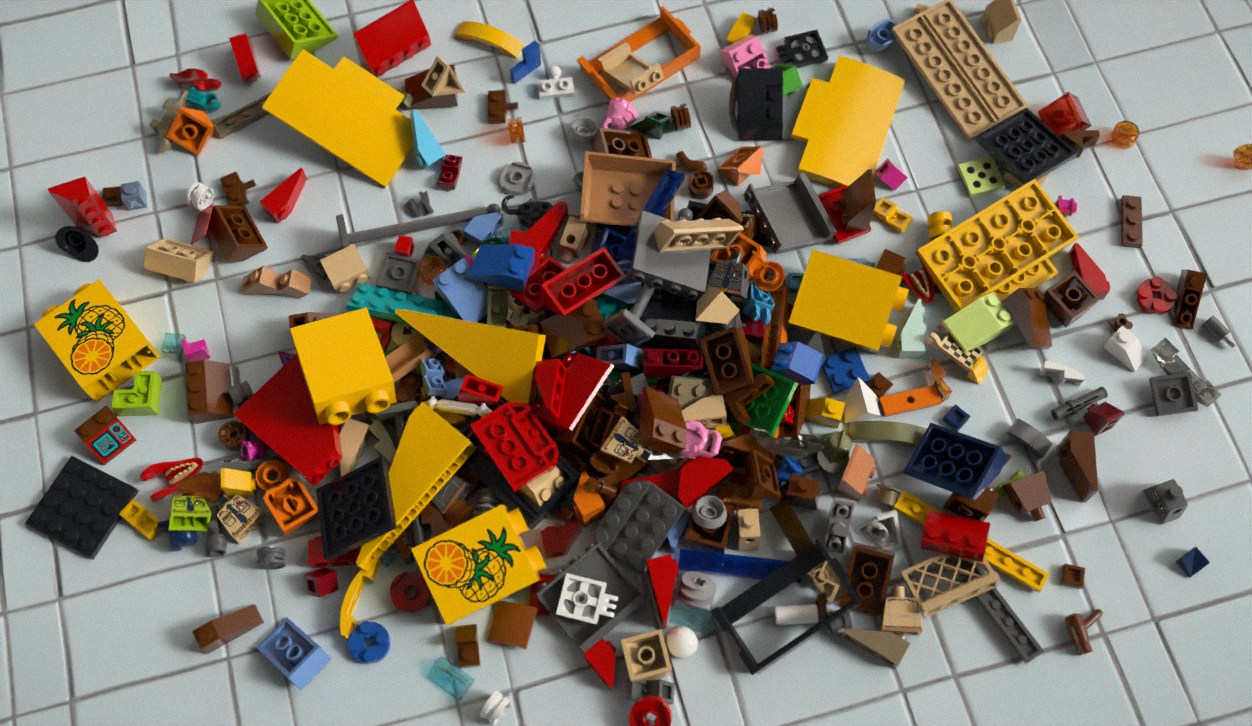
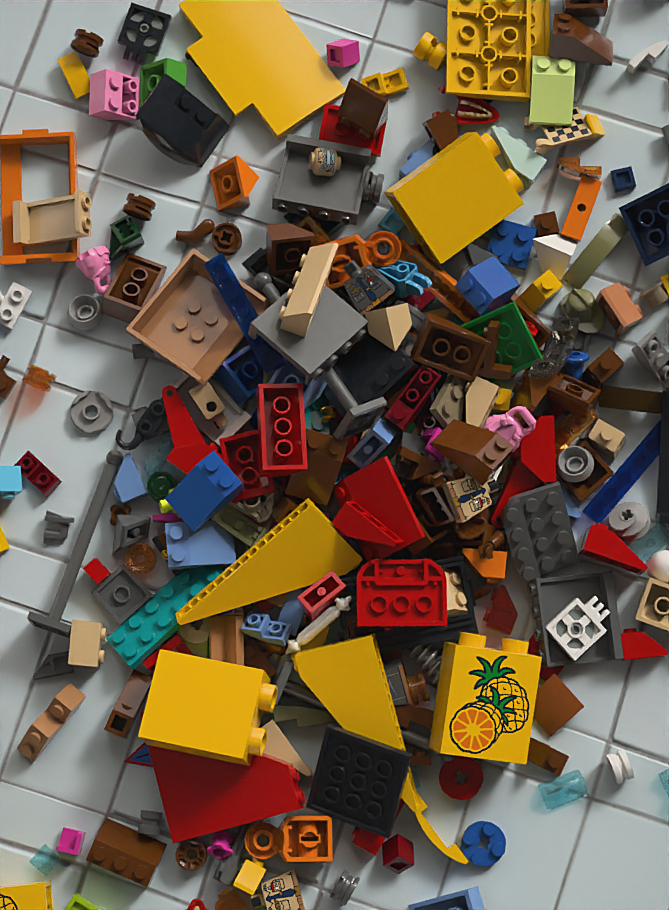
camera: 55 degrees left, 15 degrees up
(803, 206) = (324, 161): none -> head
(806, 247) = (375, 189): none -> dark grey wheel

